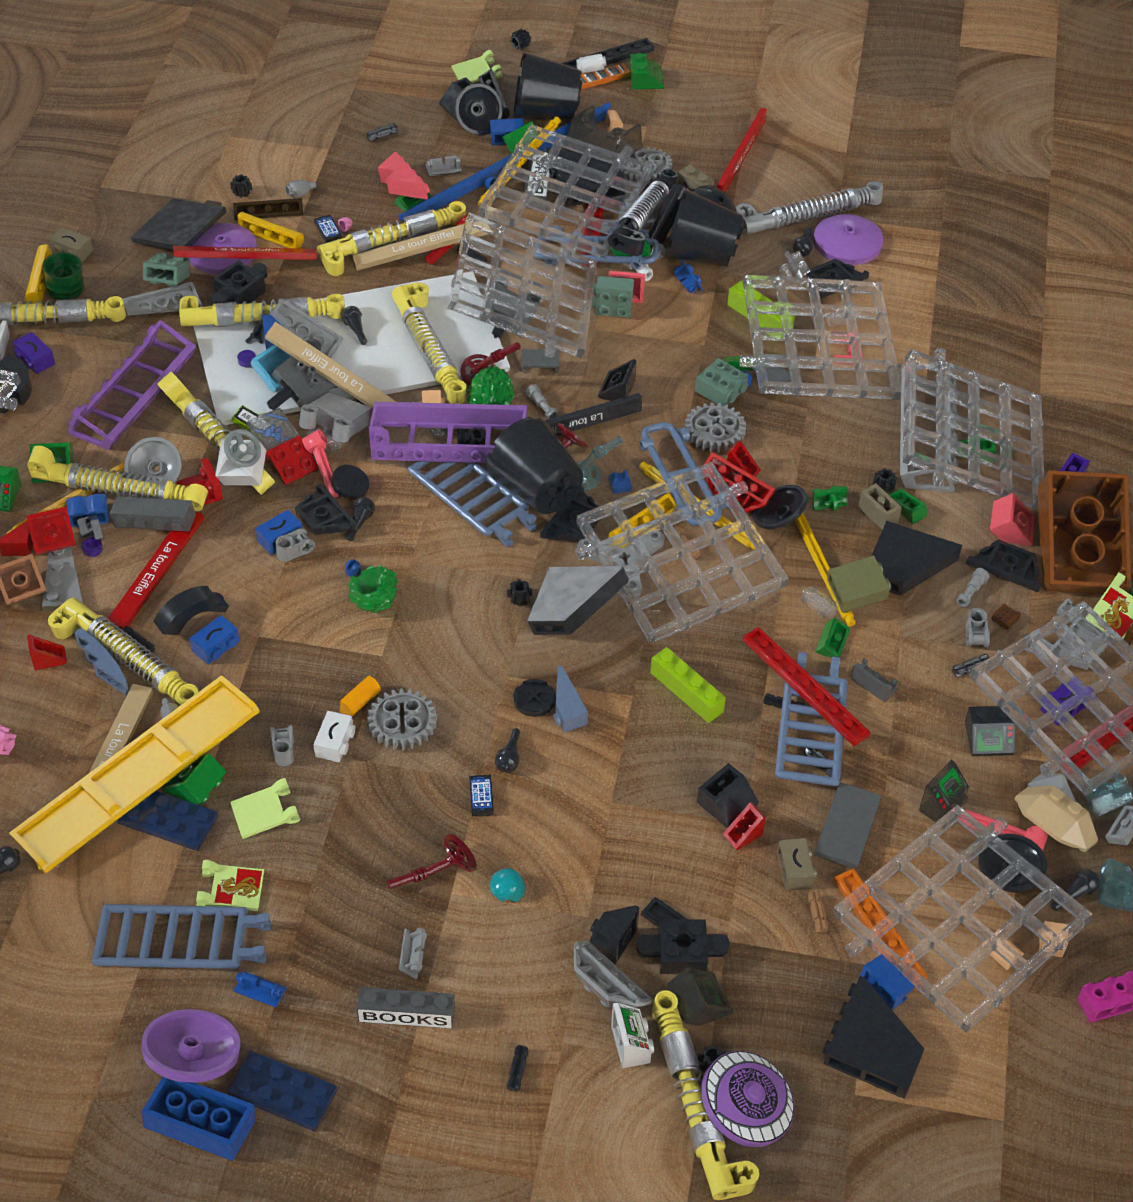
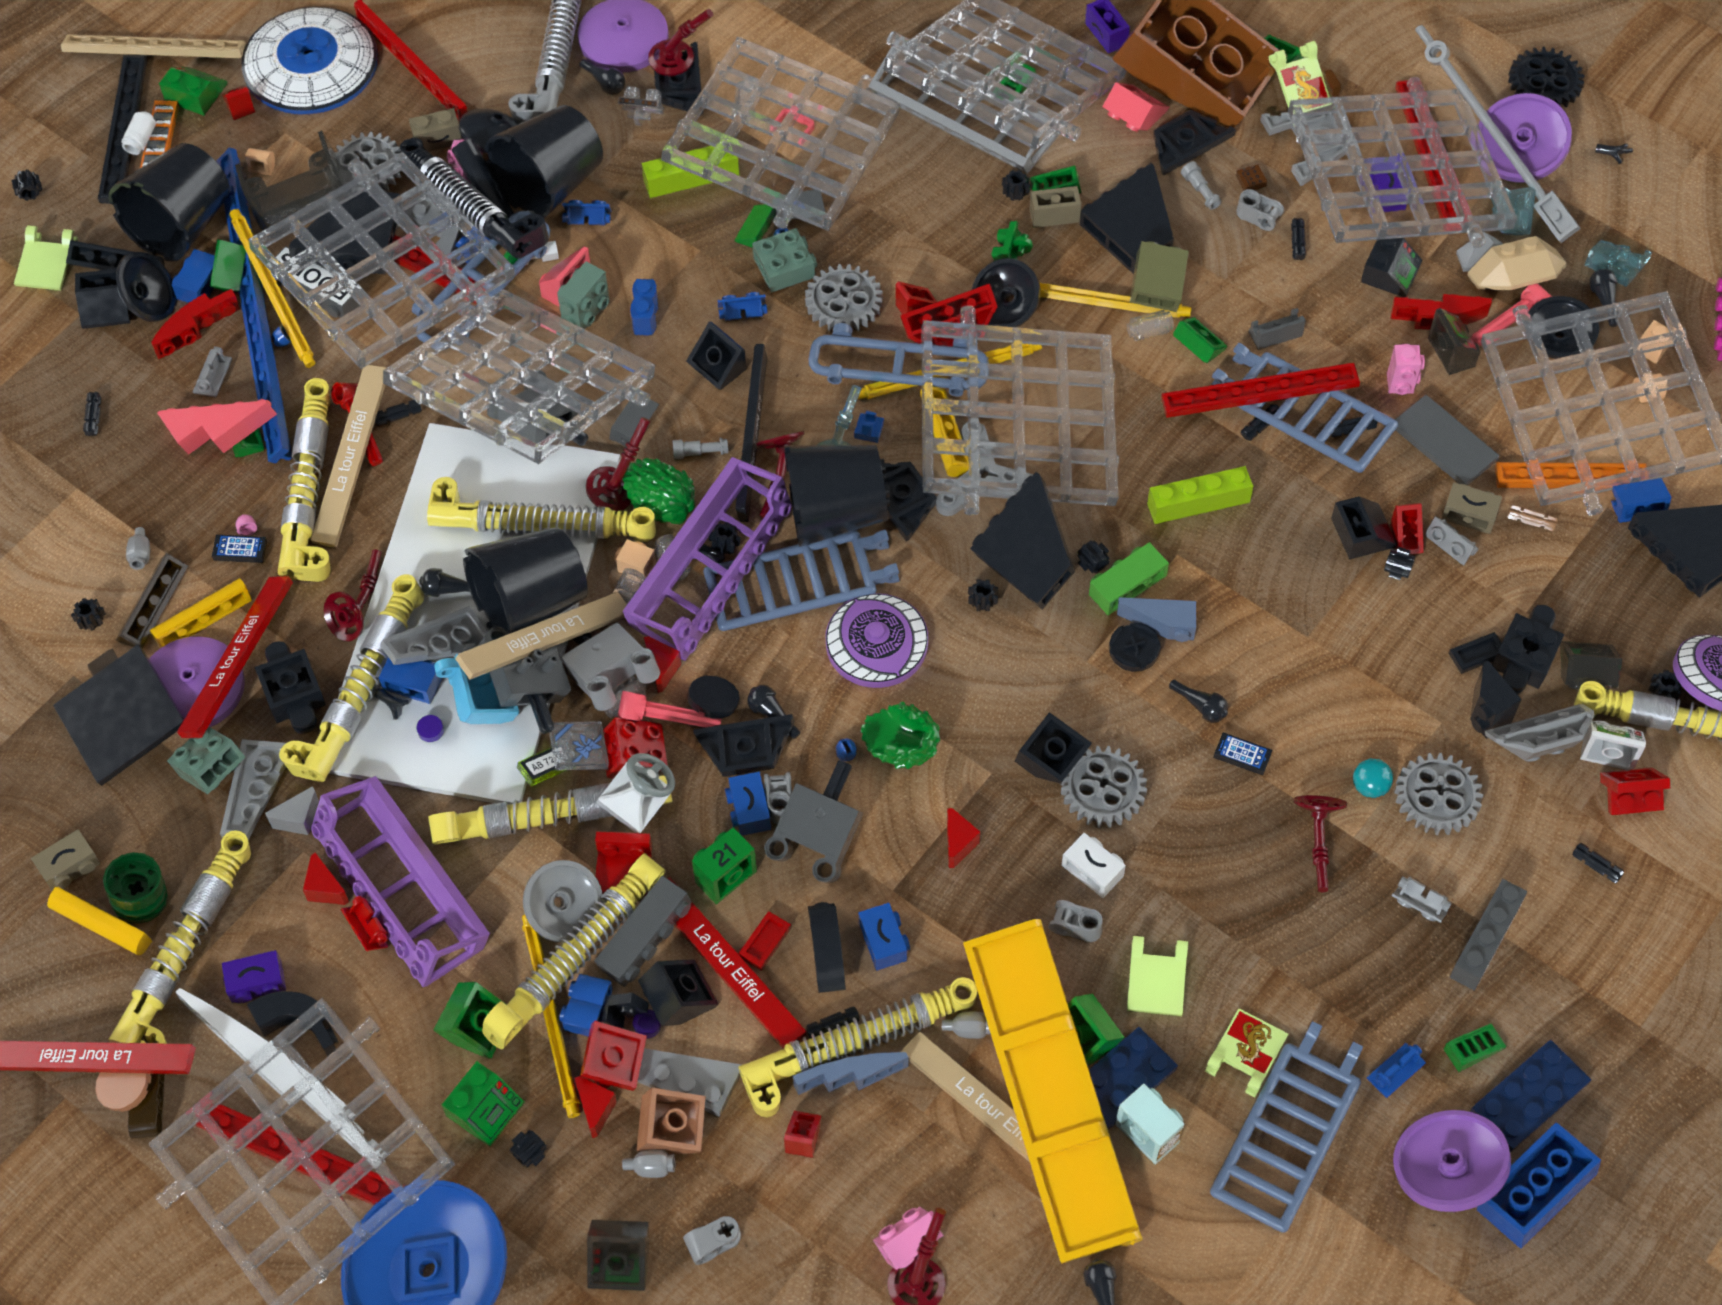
camera: 60 degrees left, 10 degrees up
(92, 385) = (367, 929): none -> red hinge
(114, 354) = (322, 885): none -> red slope
(120, 550) = (677, 991): none -> black slope
(134, 840) = (1150, 1123): none -> light aqua brick
(151, 318) = (296, 813): none -> light grey slope
(180, 581) = (765, 940): none -> red tile
(220, 532) = (724, 865): none -> green brick
(273, 567) = (818, 823): none -> dark grey piece
(290, 1033) = (1462, 1062): none -> green slope
(306, 289) = (350, 612): none -> dark red dish
(313, 652) = (961, 837): none -> red slope
(358, 448) = (667, 659): none -> red slope
(359, 696) = (1049, 818): light orange brick -> none
(366, 344) = (525, 578): none -> black cone
(411, 672) = (1052, 750): none -> black slope
(449, 552) = (876, 640): none -> dish
(471, 140) = (185, 324): none -> red slope
(495, 937) = (1438, 814): none -> light grey gear
(588, 669) = (1128, 577): none -> bright green brick
(591, 641) = (1093, 556): none -> black gear
(597, 1068) = (1635, 790): none -> red bracket
(632, 331) = (644, 307): none -> blue brick
(650, 95) = (239, 102): none -> red slope
(663, 47) = (153, 46): none -> tan tile
(675, 383) = (750, 303): none -> blue hinge
(708, 113) = (316, 82): none -> dish
(709, 832) = (1399, 563): none -> black gear
(754, 869) = (1450, 541): none -> light grey hinge
(845, 261) = (671, 49): none -> dark red dish
(890, 768) = (1405, 369): none -> bright pink brick
(980, 786) = (1422, 312): none -> red slope

